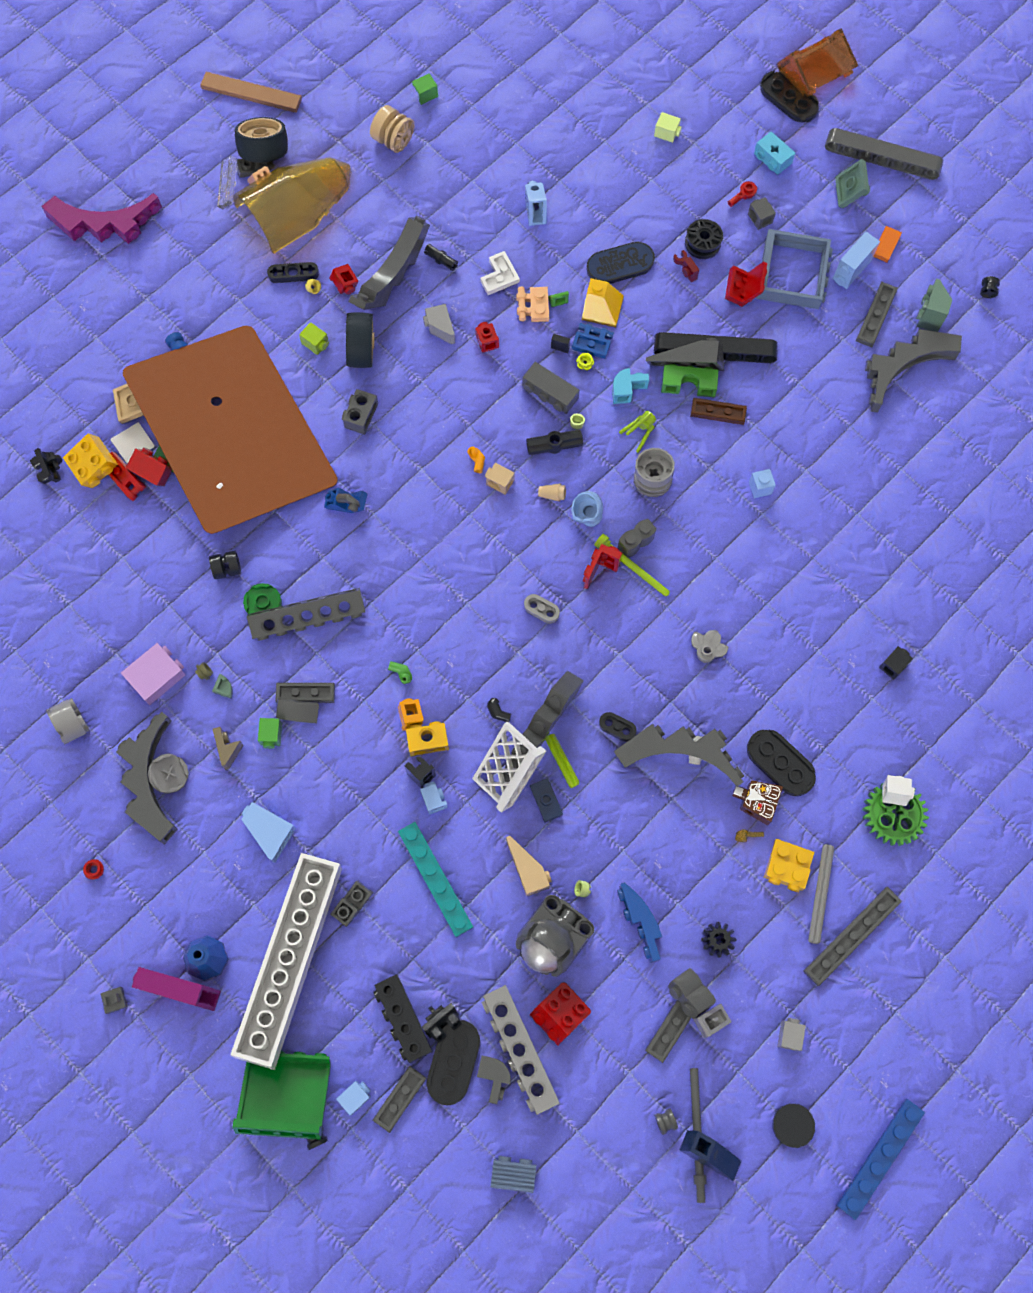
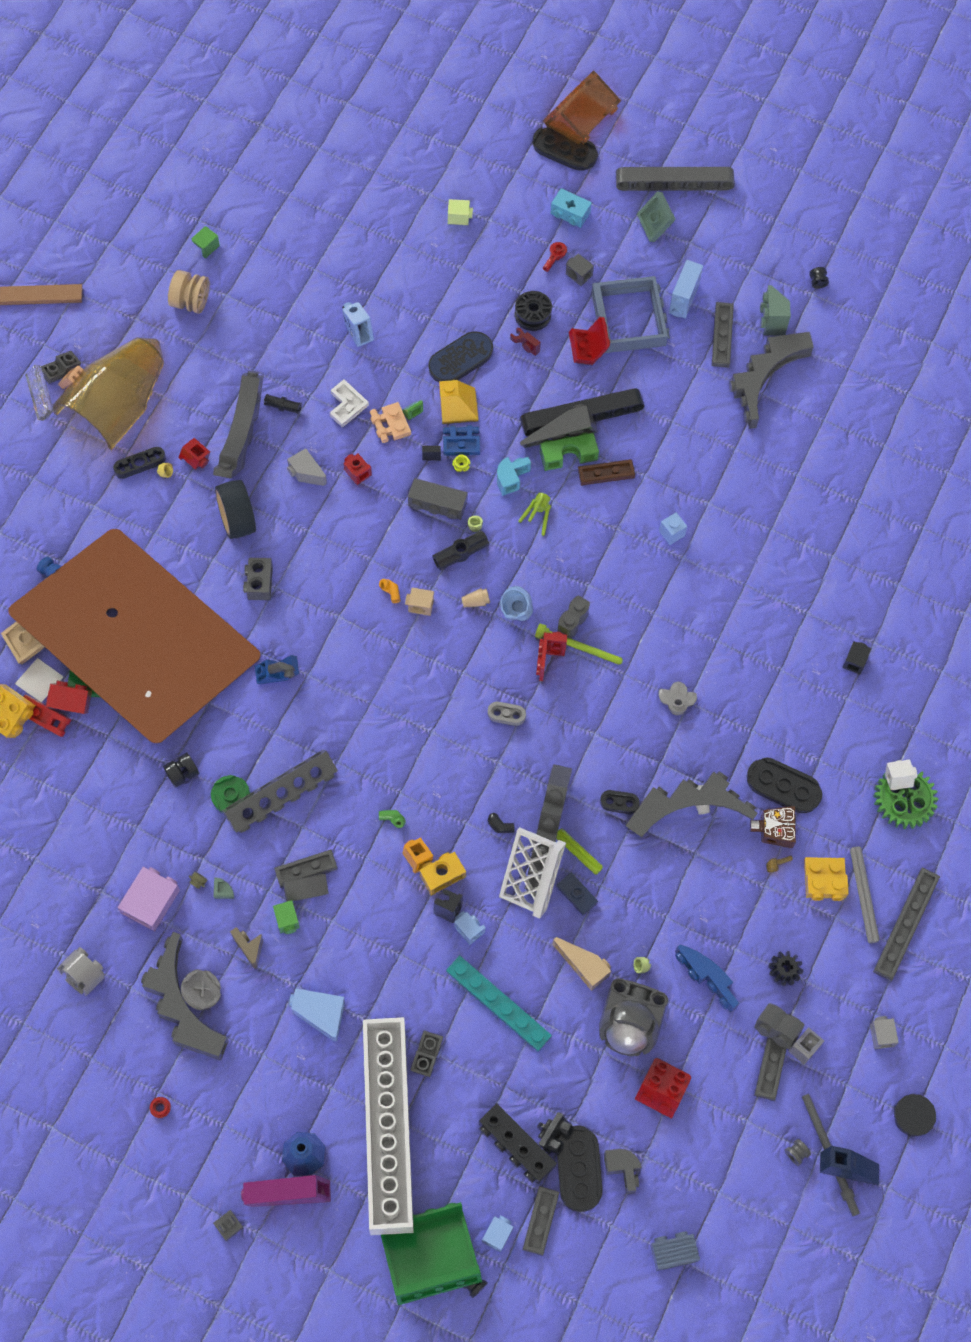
camera: 20 degrees left, 5 degrees down
(261, 139) = (61, 340): black wheel -> none
(314, 338) = (186, 521): lime brick -> none
(535, 1103) = (636, 1121): light grey brick -> none
(653, 472) = (570, 541): light grey wheel -> none
(887, 244) = (709, 260): orange tile -> none

